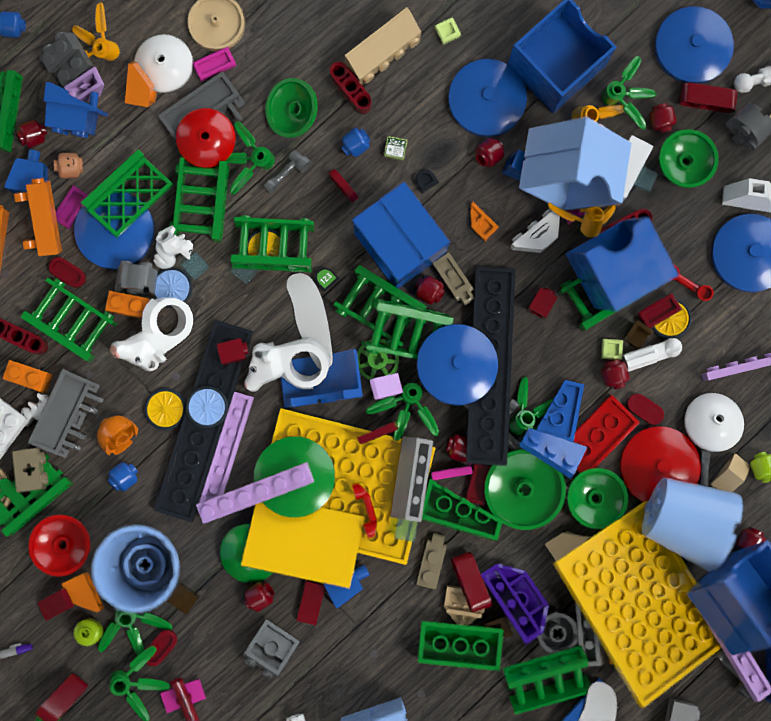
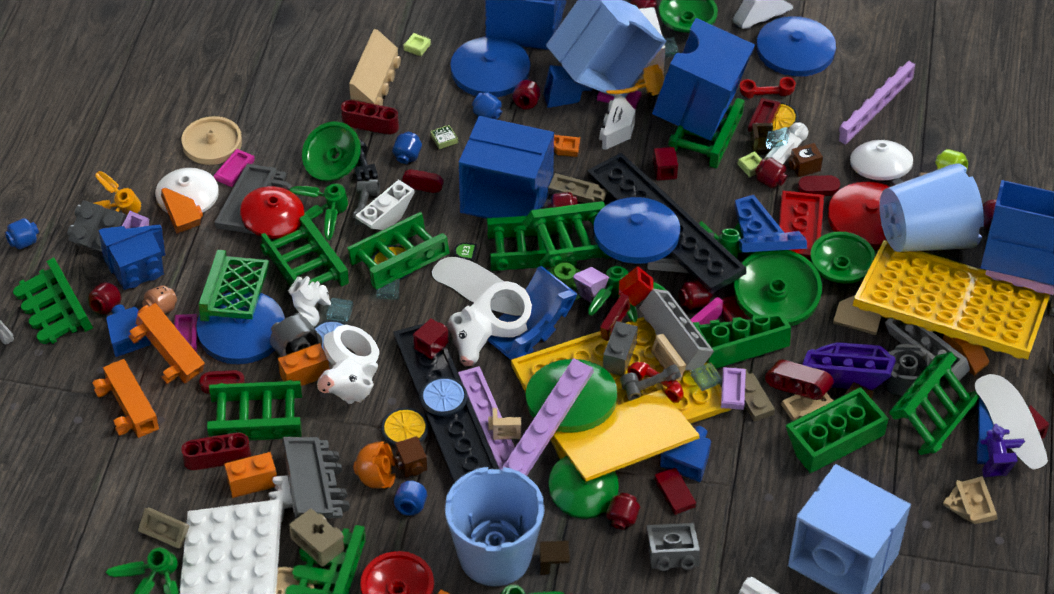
camera: 30 degrees left, 35 degrees down
(147, 442) = (410, 457): none -> reddish brown brick
(226, 472) = (504, 427): none -> tan bracket
(292, 196) = (387, 207): none -> white slope
(311, 137) = (364, 167): none -> black hinge
(345, 502) = (633, 386): none -> dark grey brick
(359, 463) = (620, 348): none -> dark grey brick
(388, 497) = (667, 354): none -> tan tile
(411, 420) = (636, 285): none -> red brick
(417, 554) = (733, 388): none -> lavender tile
(449, 143) = (487, 106): none -> blue head
(646, 346) = (777, 138): none -> clear light blue tile
(653, 379) = (805, 160): none -> reddish brown brick

